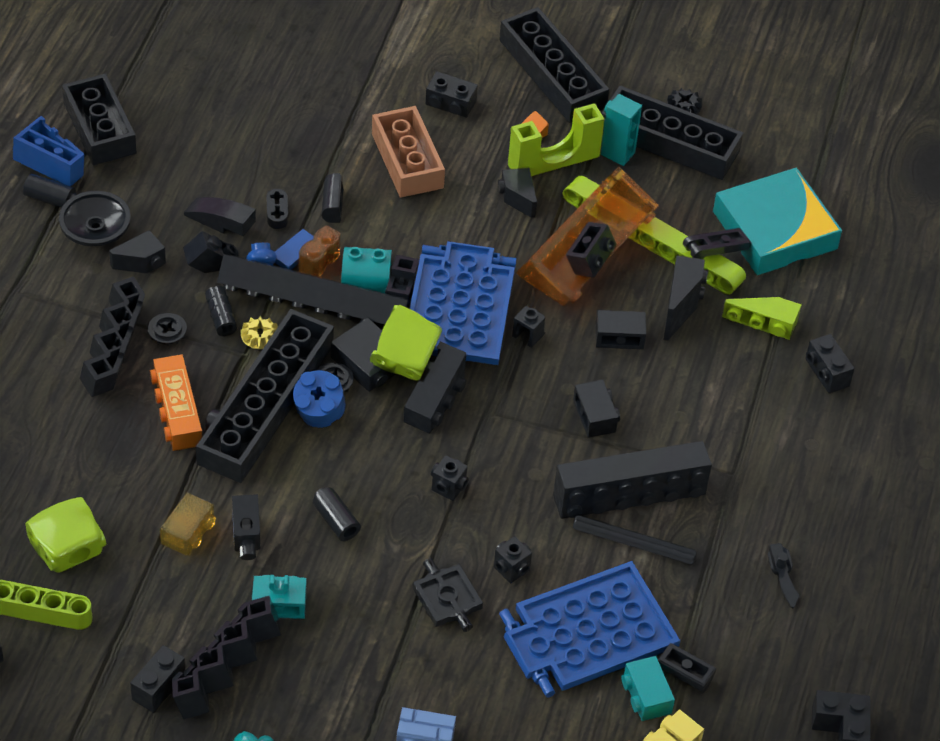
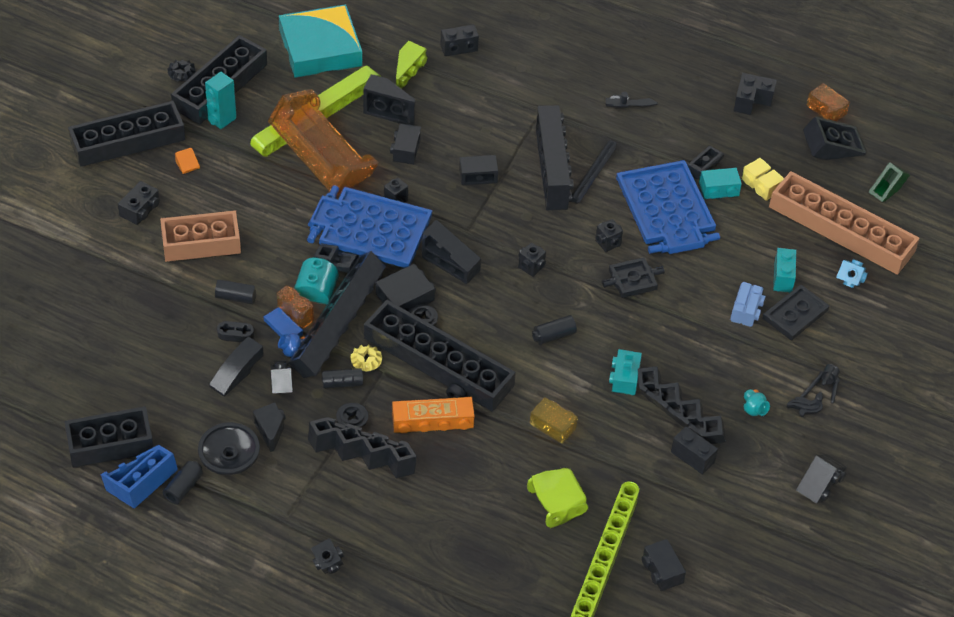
camera: 80 degrees left, 0 degrees up
(246, 525) = (564, 381): black torso -> none
(320, 386) = (452, 318): blue brick -> none
(406, 343) = (421, 251): lime piece -> none
(518, 190) = (256, 177): black slope -> none
(578, 146) = (222, 145): lime arch -> none
(591, 249) = (340, 138): black brick -> none
(716, 243) = (345, 71): black plate -> none

